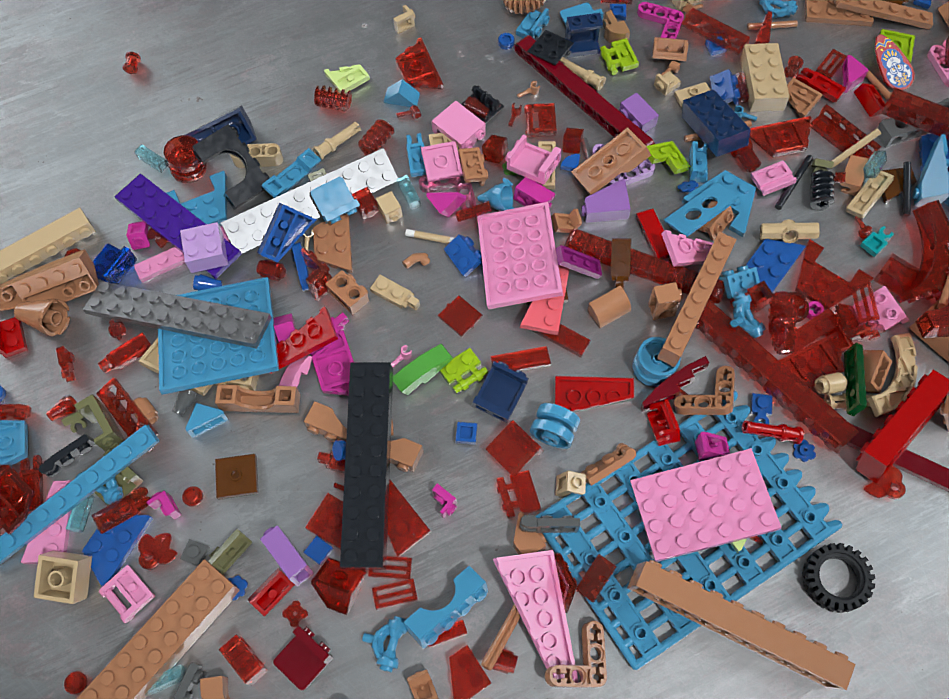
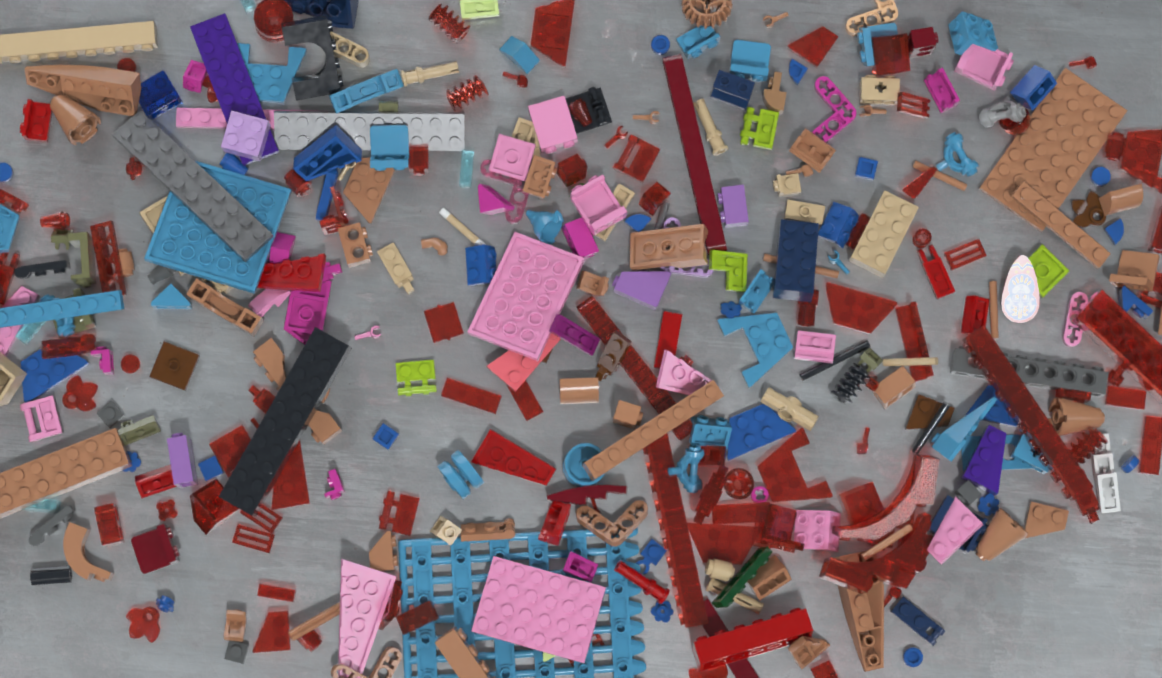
camera: 25 degrees right, 15 degrees up
(66, 361) = (77, 174): clear red plate -> none
(125, 353) = (133, 195): clear red hinge -> none
(339, 450) = (269, 394): blue tile -> none
(387, 659) = (221, 586): dark azure piece -> none
(389, 207) = (438, 177): tan brick -> none
(415, 156) = (493, 130): dark azure hinge -> none
(422, 369) = (379, 358): bright green slope -> none
(428, 625) = (264, 580): dark azure arch -> none
(473, 211) = (512, 226): clear red axle -> none
(500, 391) = (435, 416): dark blue panel -> none
(514, 448) = (417, 473): clear red bracket -> none
(548, 524) = (404, 554): dark grey hinge -> none
(551, 47) = (693, 85): black hinge -> none
(716, 28) = (881, 156): clear red fence -> none
(717, 192) = (696, 339): dark azure piece -> none
(718, 223) = (731, 357): nougat bracket -> none
(802, 97) = (906, 275): nougat wing -> none
(852, 73) = (975, 279): dark pink slope -> none
(869, 194) = (891, 414): tan plate -> none
(869, 318) = (807, 516): clear red tile -> none
(875, 164) = (913, 389): clear light blue piece -> none
(876, 242) = (862, 464): teal plate -> none
(903, 379) = (789, 600): tan tile -> none

